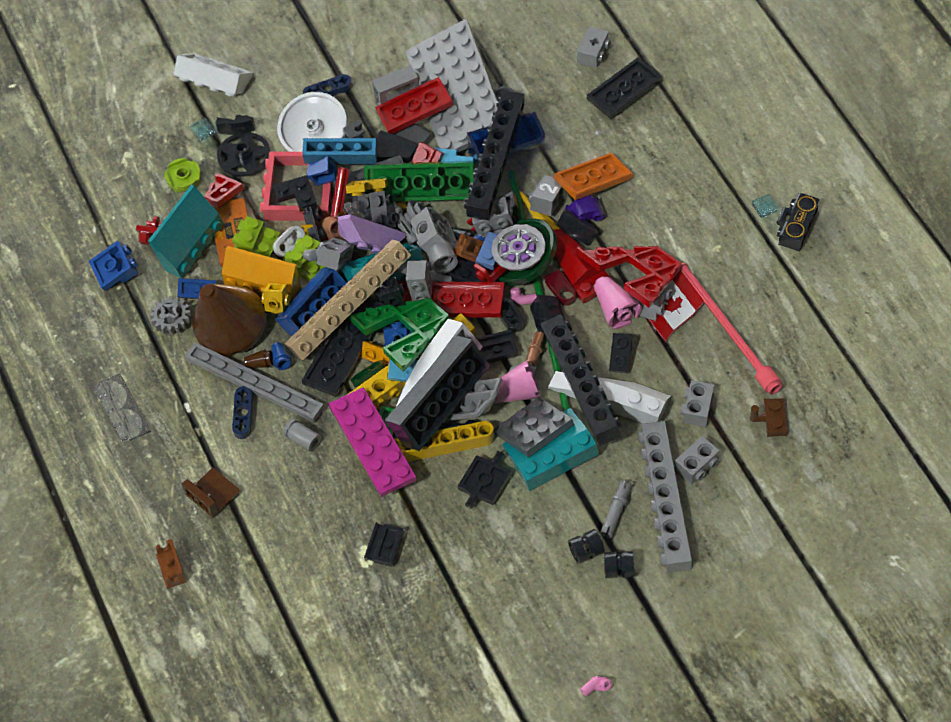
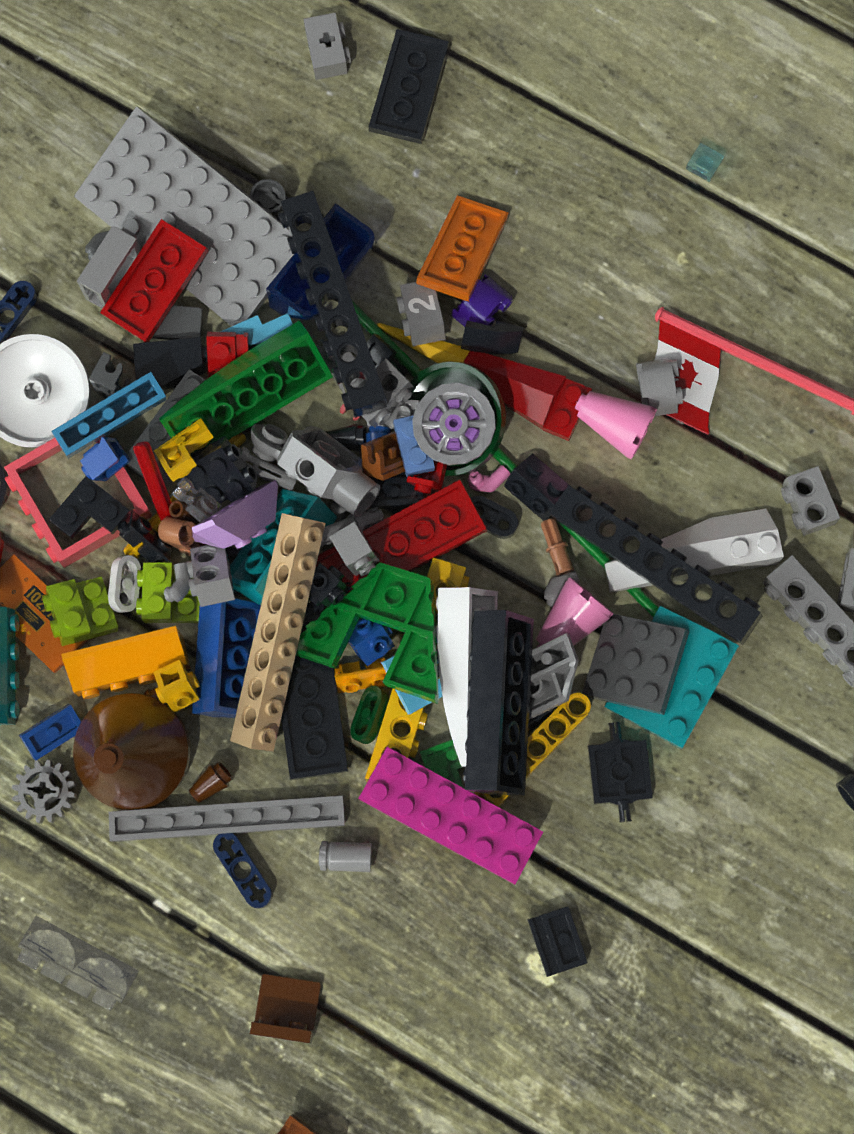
camera: 35 degrees left, 20 degrees up
(281, 358) = (235, 760): blue cone -> none
(498, 346) = (506, 573): black plate -> none
(559, 284) = (520, 433): dark red piece -> none
(592, 543) = (808, 787): black wheel -> none
(618, 502) = (806, 710): light grey pin -> none
(620, 353) = (668, 487): black plate -> none
(651, 260) = (620, 332): red wing -> none
(801, 213) = (763, 152): black piece -> none

